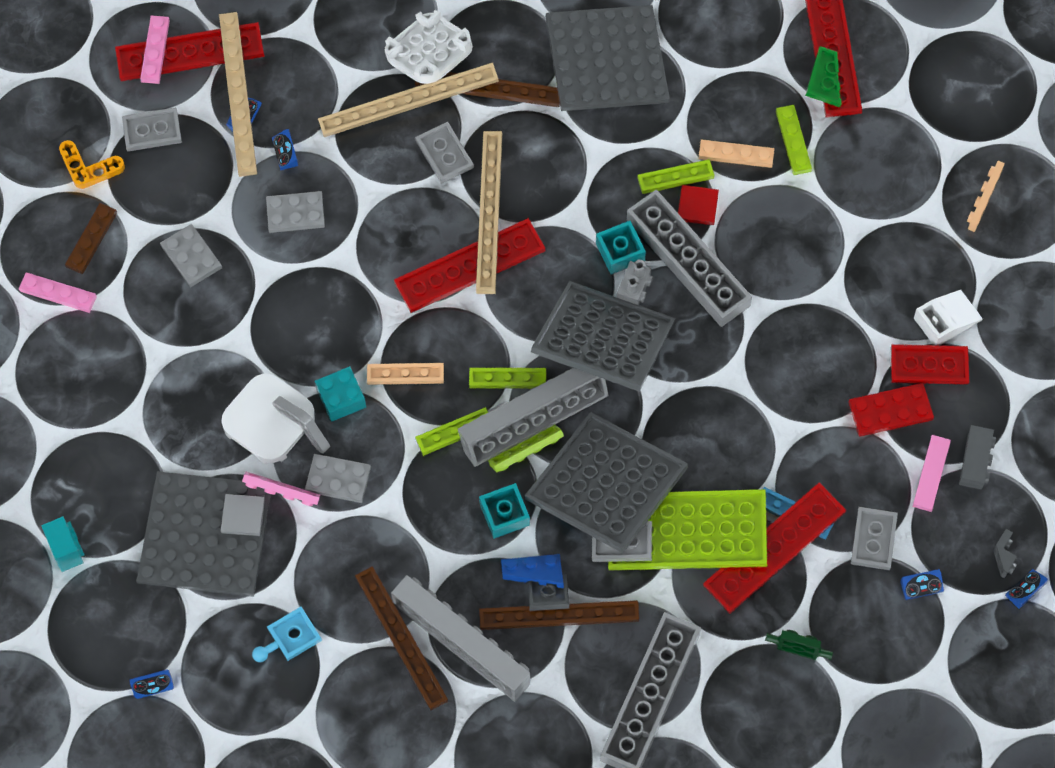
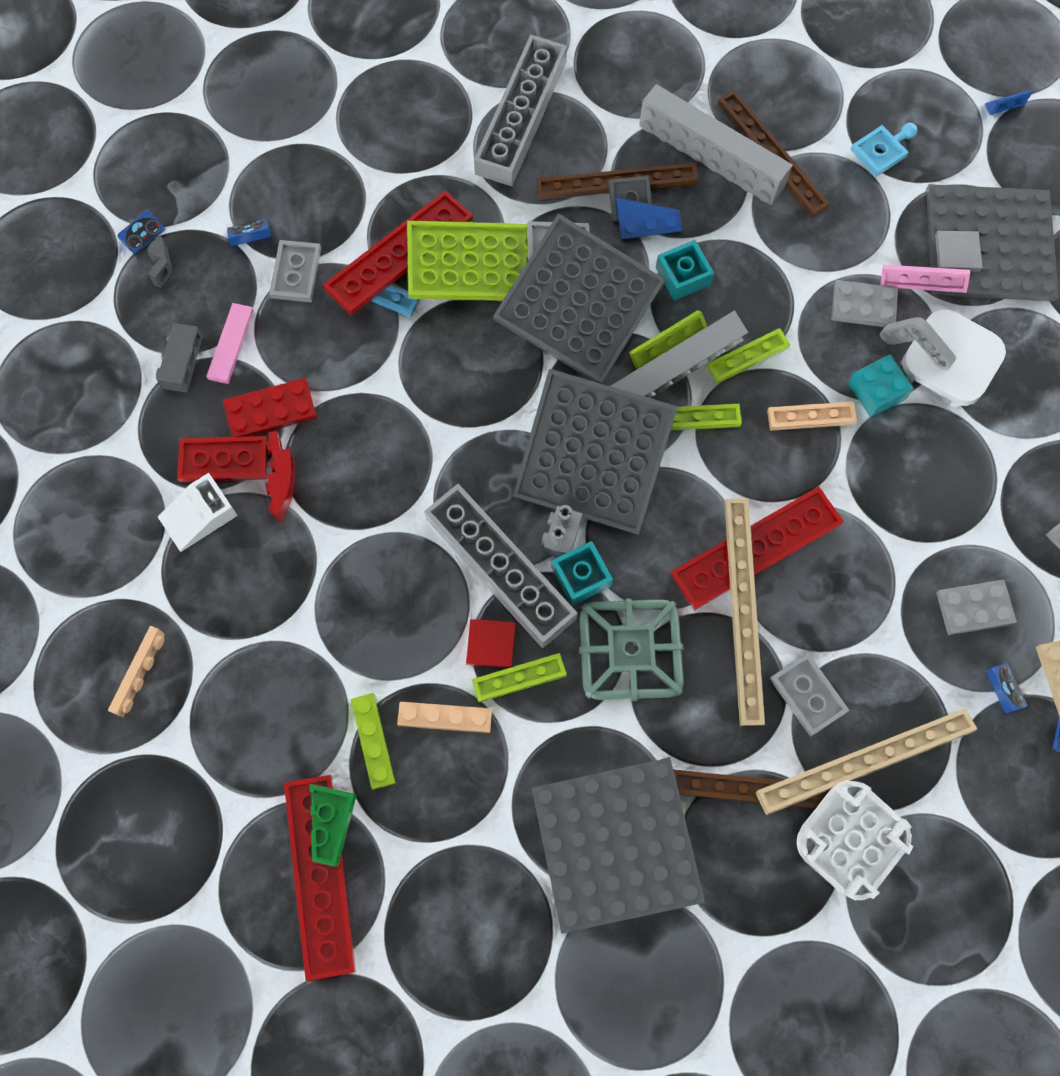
camera: 175 degrees right, 5 degrees up
(575, 184) = (620, 660): none -> sand green plate
(799, 645) = (375, 156): dark green plate -> none
(876, 346) = (282, 479): none -> red slope

